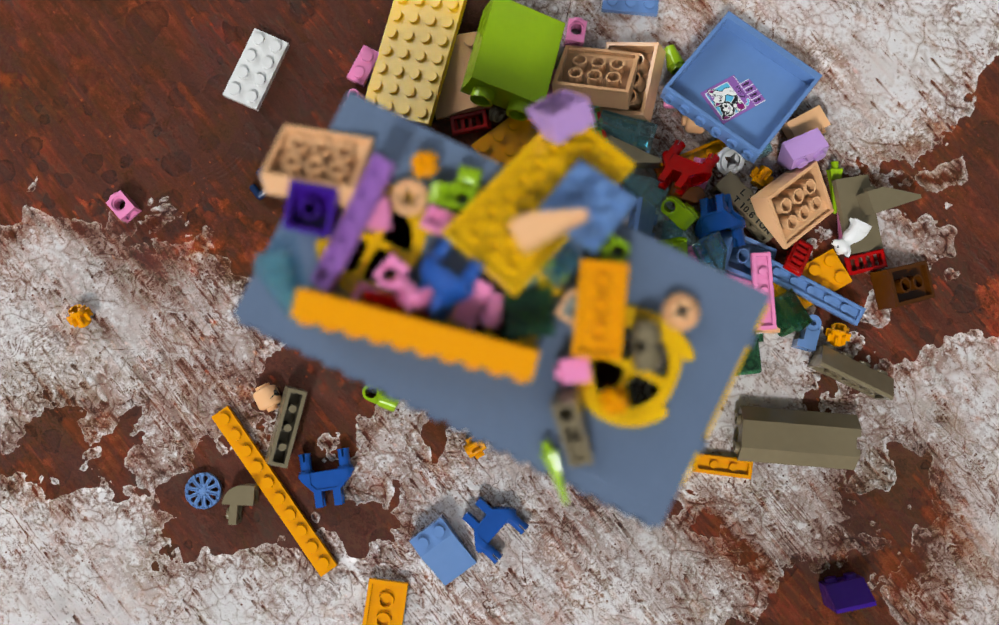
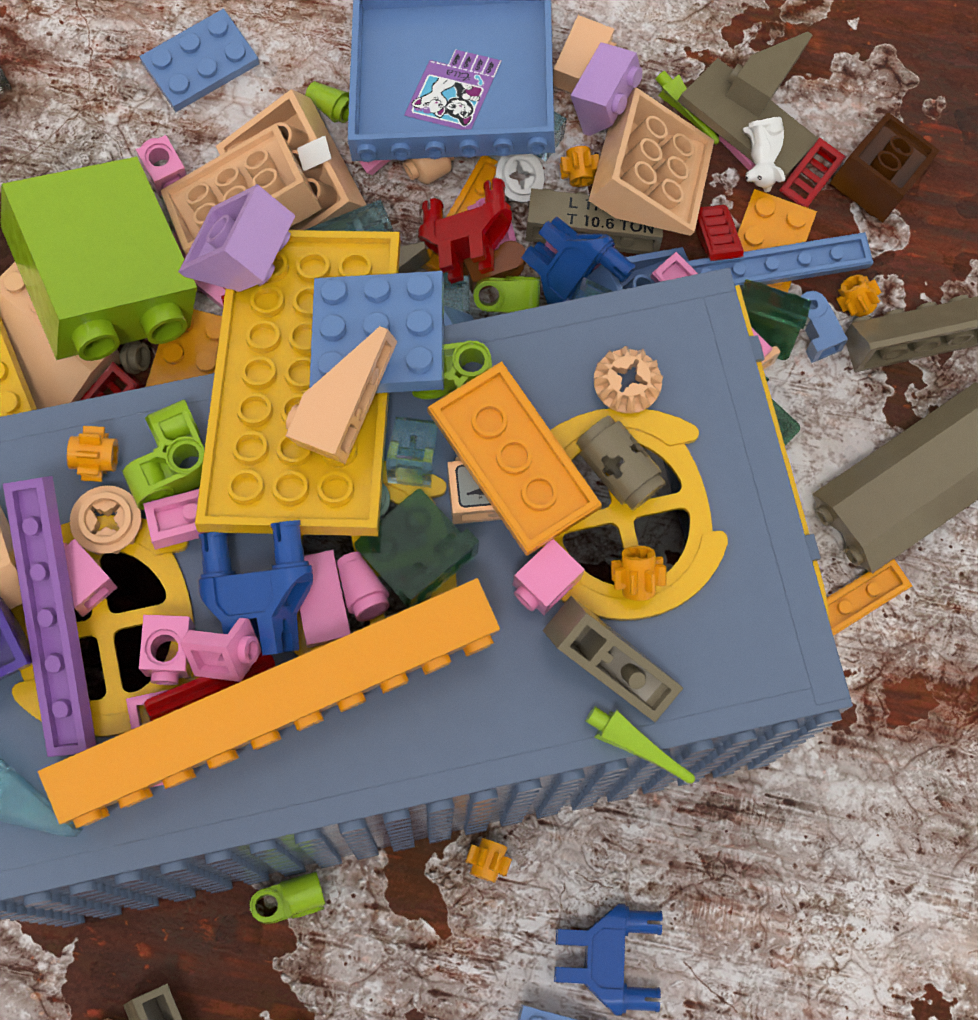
camera: 45 degrees left, 10 degrees down
(645, 80) = (314, 153): none -> white sticker

